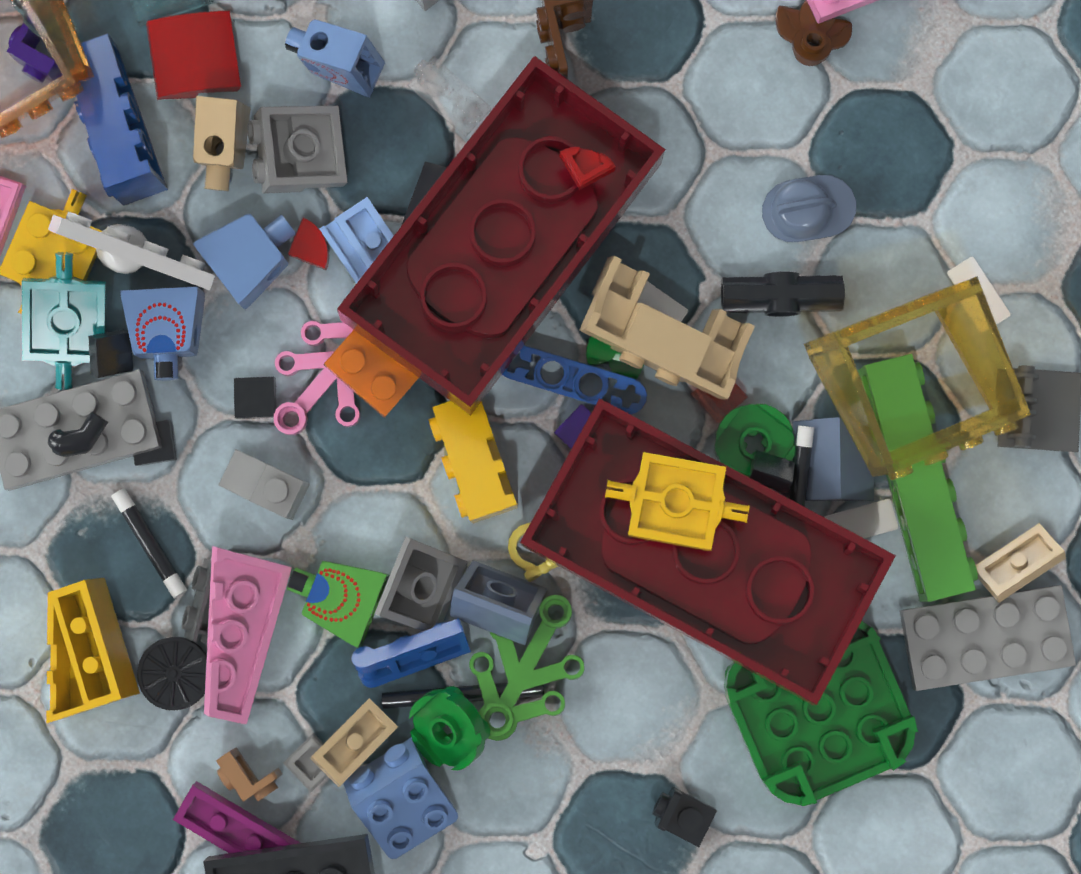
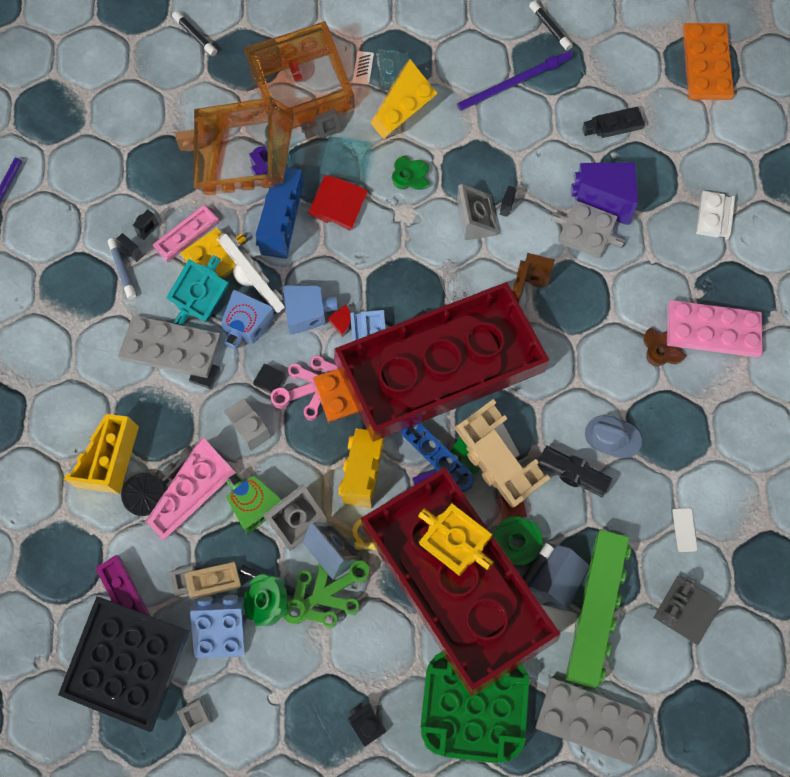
camera: 30 degrees right, 15 degrees down
(77, 441) = (167, 349): black arm -> none
(110, 353) = (210, 318): black tile -> none
(149, 543) = (171, 421): black bar -> none
(218, 122) = (327, 244): tan torso -> none
(237, 775) = (142, 564): medium nougat bracket -> none
(297, 148) = (362, 269): light grey plate -> none
(337, 55) = (408, 236): medium blue torso -> none
(410, 654) = (270, 550): blue plate -> none
(586, 165) = (503, 346): red tile -> none
(772, 471) = (518, 557): black tile -> none
(976, 338) = (669, 547): clear yellow windscreen -> none
(1019, 562) = (632, 687): tan plate -> none

